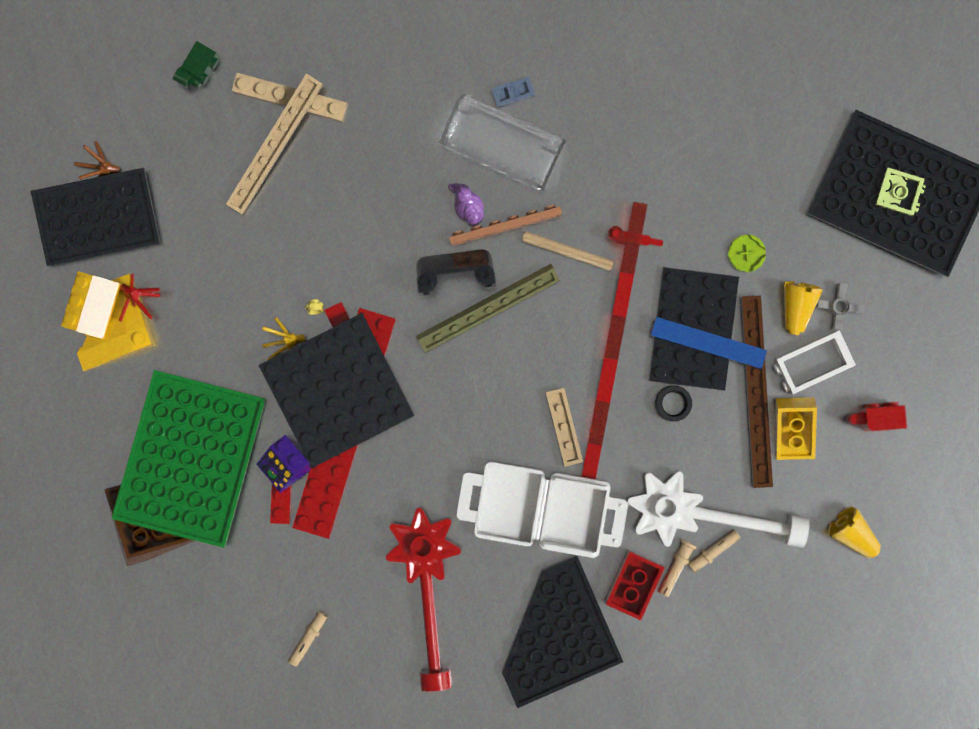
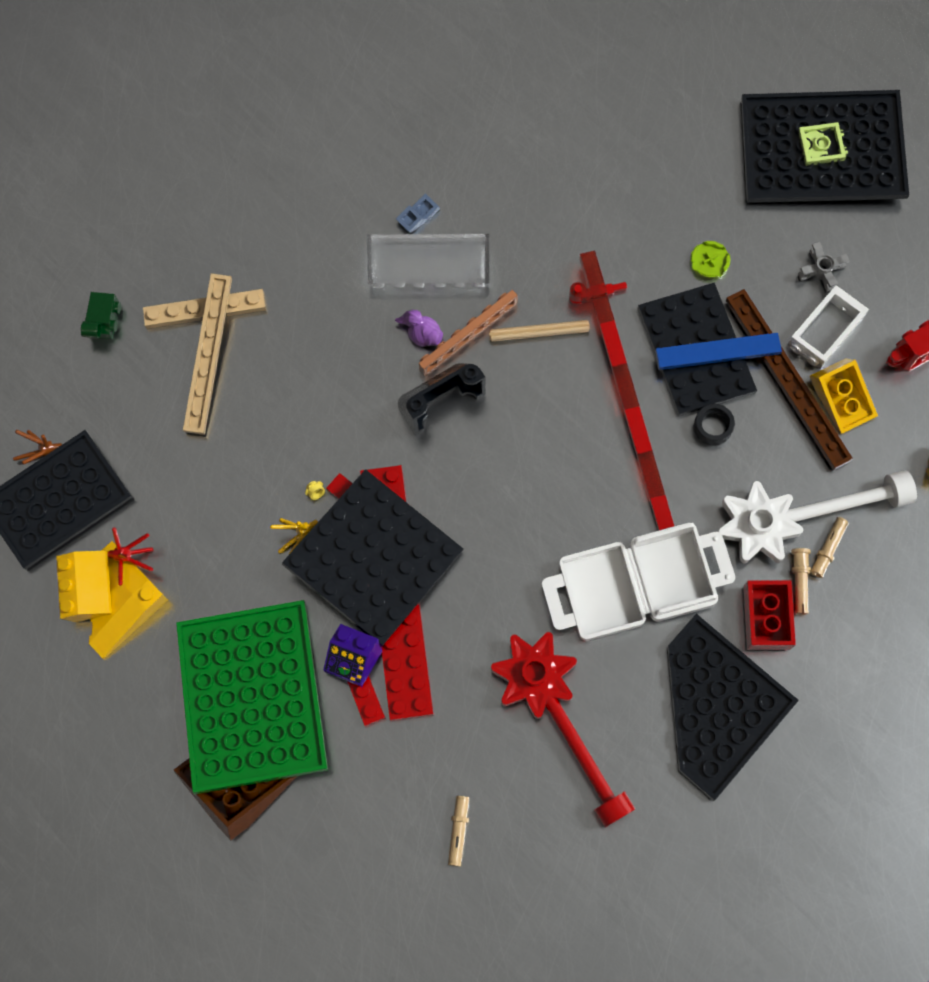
camera: 20 degrees left, 15 degrees down
(488, 308) = (487, 415): olive plate -> none
(564, 427) = (619, 494): tan plate -> none
(799, 305) = (785, 280): yellow cone -> none

